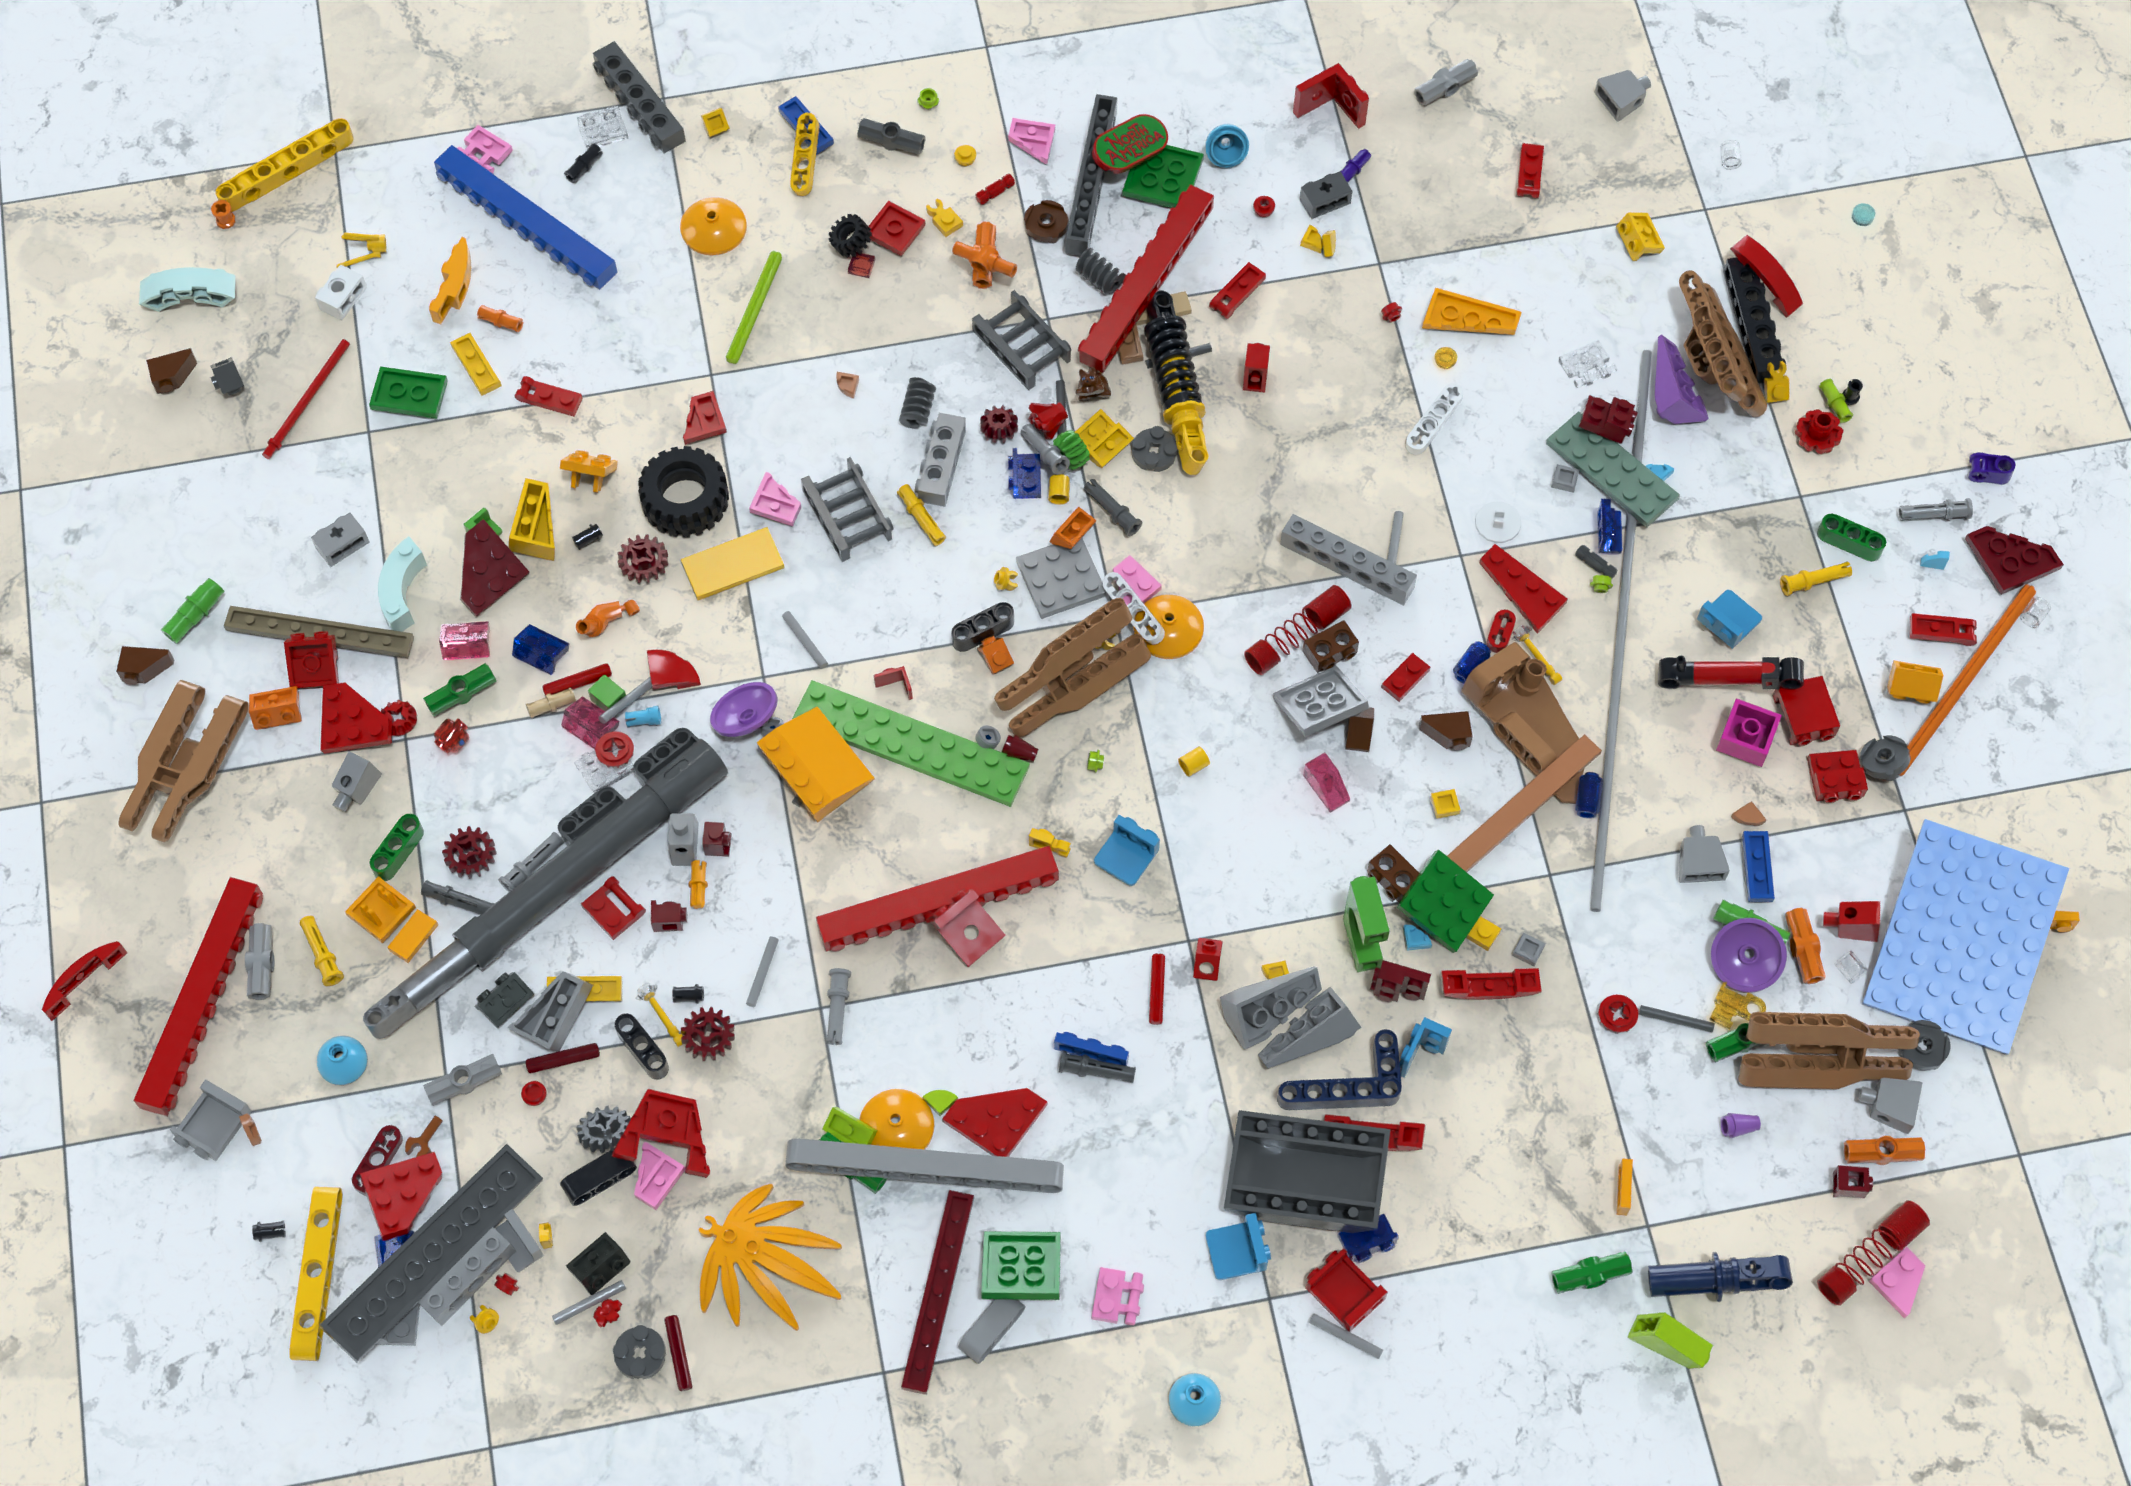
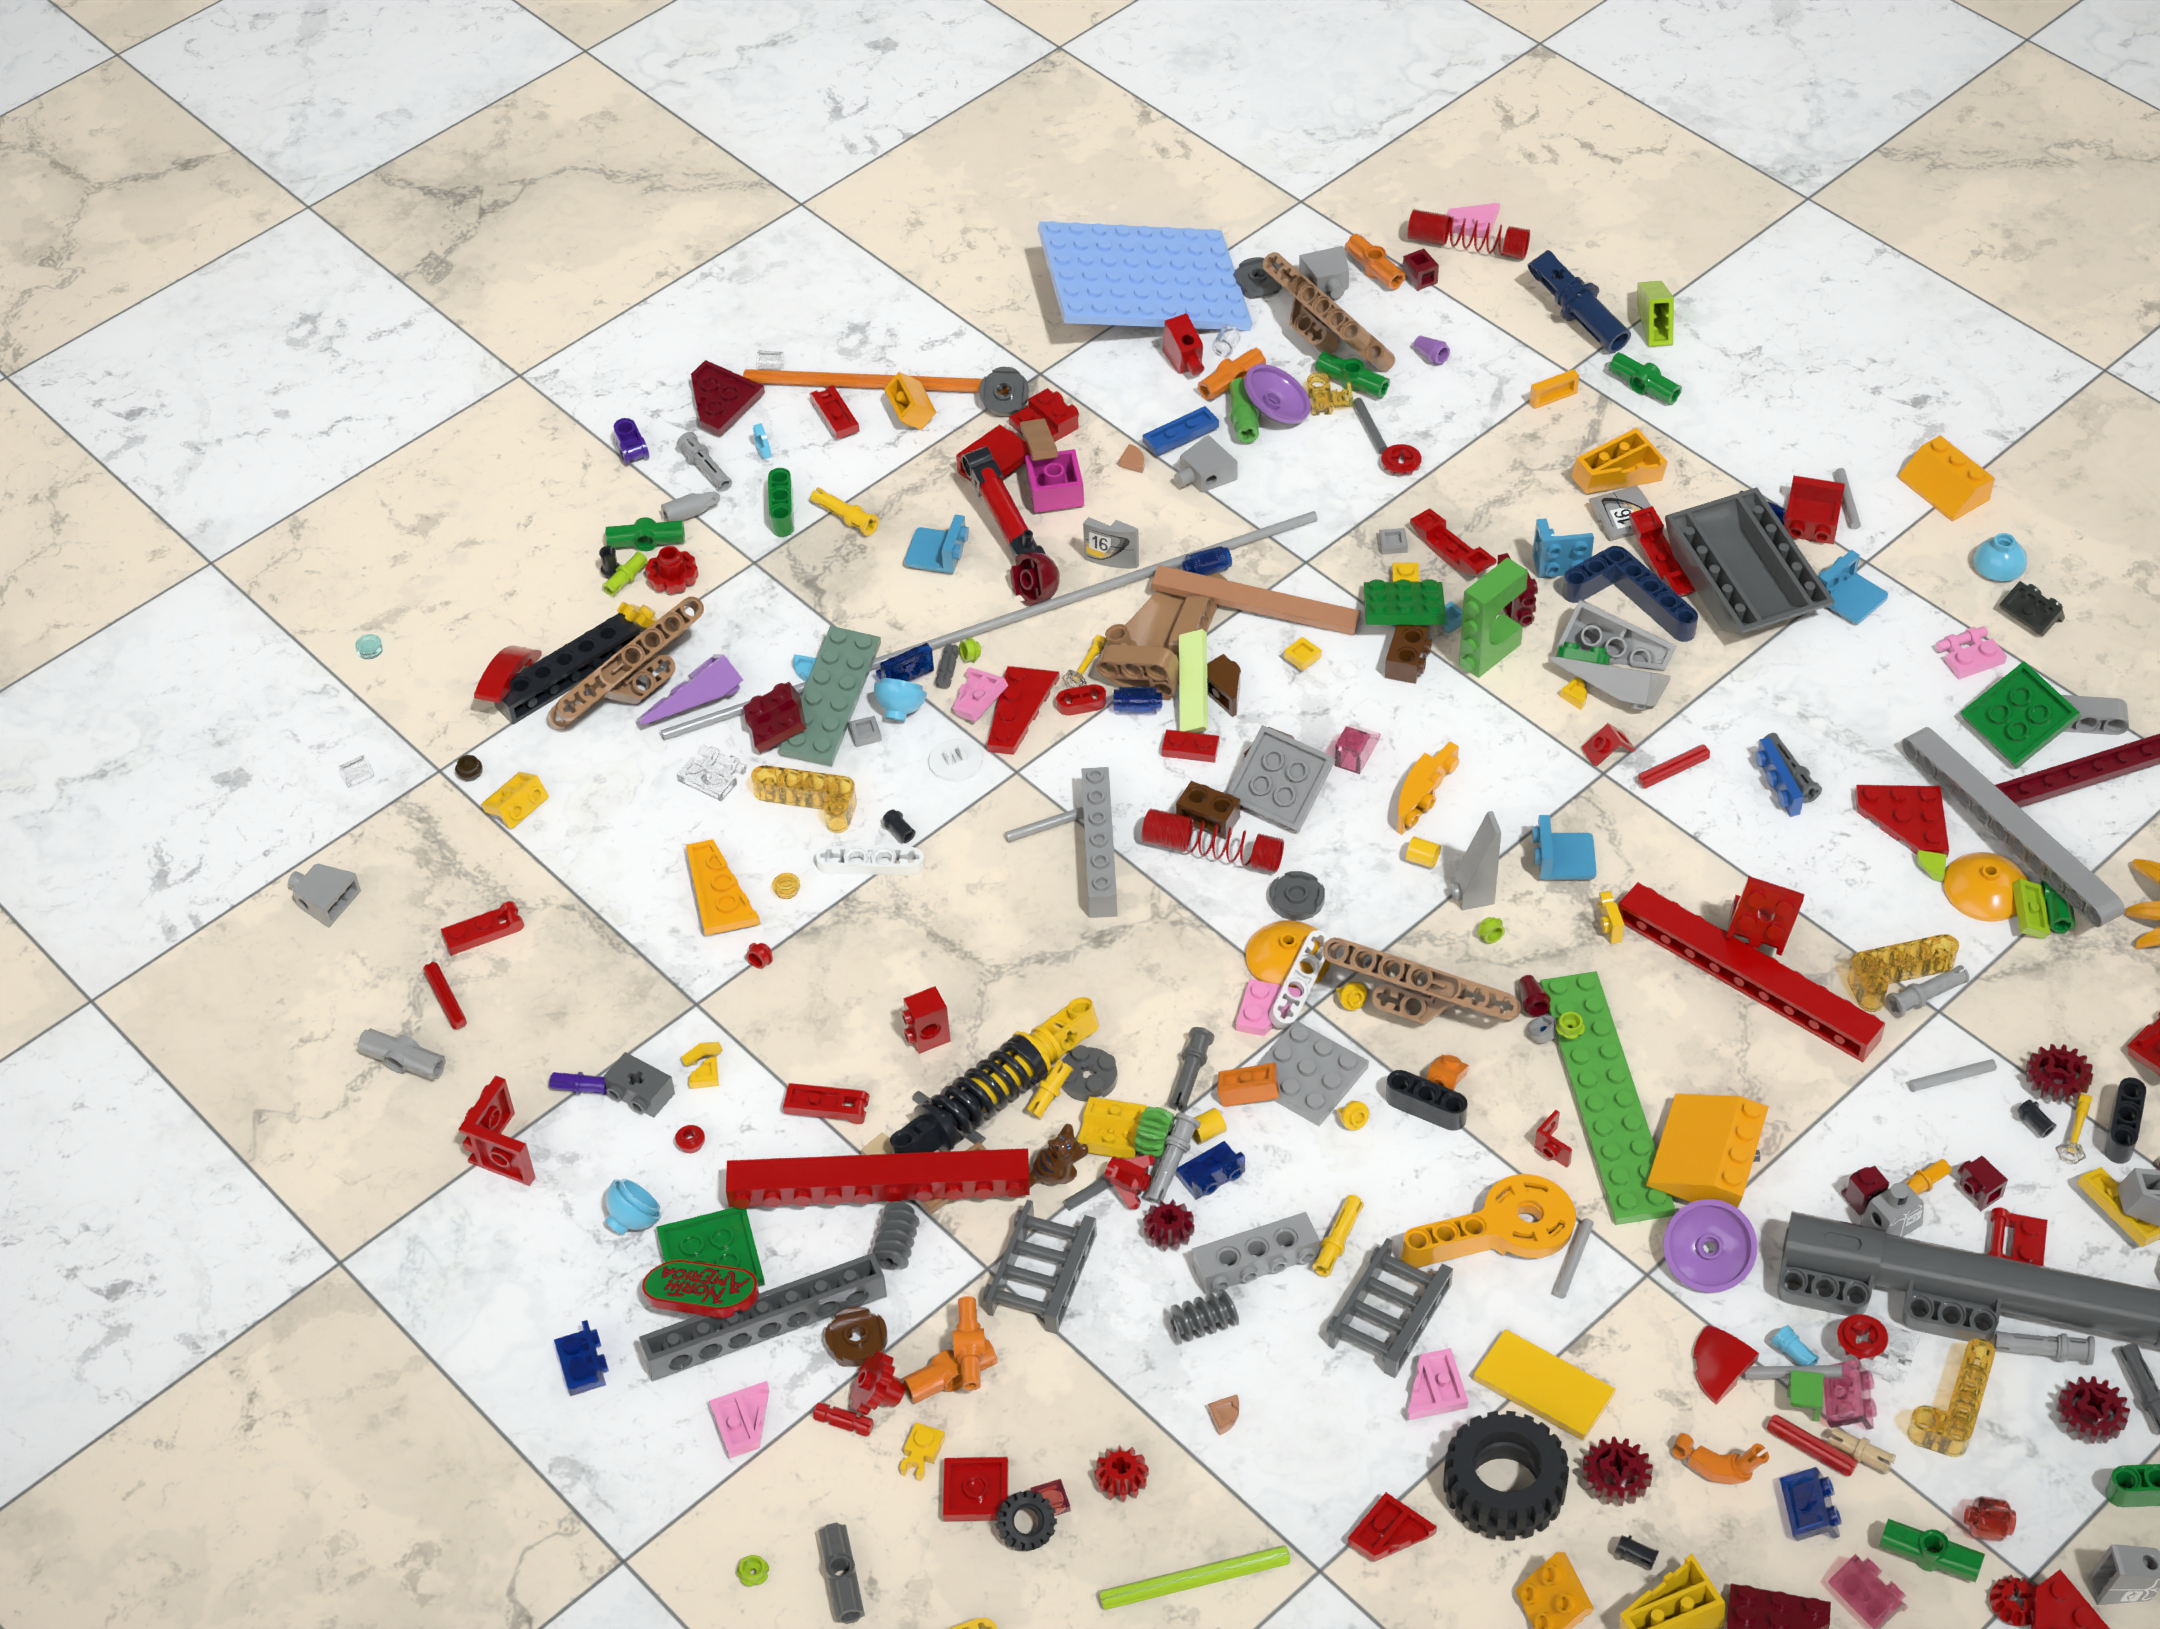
camera: 120 degrees left, 15 degrees down
(537, 784) = (1964, 1396): none -> clear yellow beam
(846, 303) = (1121, 1462): none -> red gear
(854, 607) = (1497, 1223): none -> light orange beam
(866, 1004) = (1876, 968): none -> clear yellow beam
(965, 155) = (813, 1479): yellow plate -> none
(970, 738) = (1573, 1020): none -> lime plate
(998, 207) = (876, 1385): none -> red plant
(1125, 1379) = (2032, 608): none -> pearl dark grey bracket
(1136, 80) = (580, 1361): none -> clear blue bracket
(1141, 772) = (1478, 869): none -> light grey wedge
(1152, 412) = (1049, 1088): none -> yellow pin
(1216, 662) = (1296, 896): none -> dark grey tile
(1253, 794) = (1420, 785): none -> light orange slope
(1305, 993) = (1572, 651): none -> green plate
(1309, 1428) = (1947, 478): none -> light orange slope
(1445, 1142) = (1614, 510): none -> light grey slope
(1453, 450) = (894, 821): none -> black pin
(1457, 700) = (1193, 681): none -> yellowish green tile
(1483, 127) = (445, 995): none -> red axle
(1495, 1168) = (1619, 464): none -> light orange wedge
(1524, 405) = (808, 789): none -> clear yellow beam
(1550, 563) = (978, 693): none -> bright pink wing
(1578, 505) = (899, 697): none -> medium azure piece
(1644, 662) = (1035, 583): none -> dark red cylinder
(1646, 724) = (1111, 545): none -> light grey slope
(1691, 222) = (468, 767): none -> dark brown plate
(1797, 736) = (1039, 439): none -> medium nougat tile
(1873, 432) = (645, 534): none -> green piece
(1888, 474) = (688, 506): none -> light grey piece

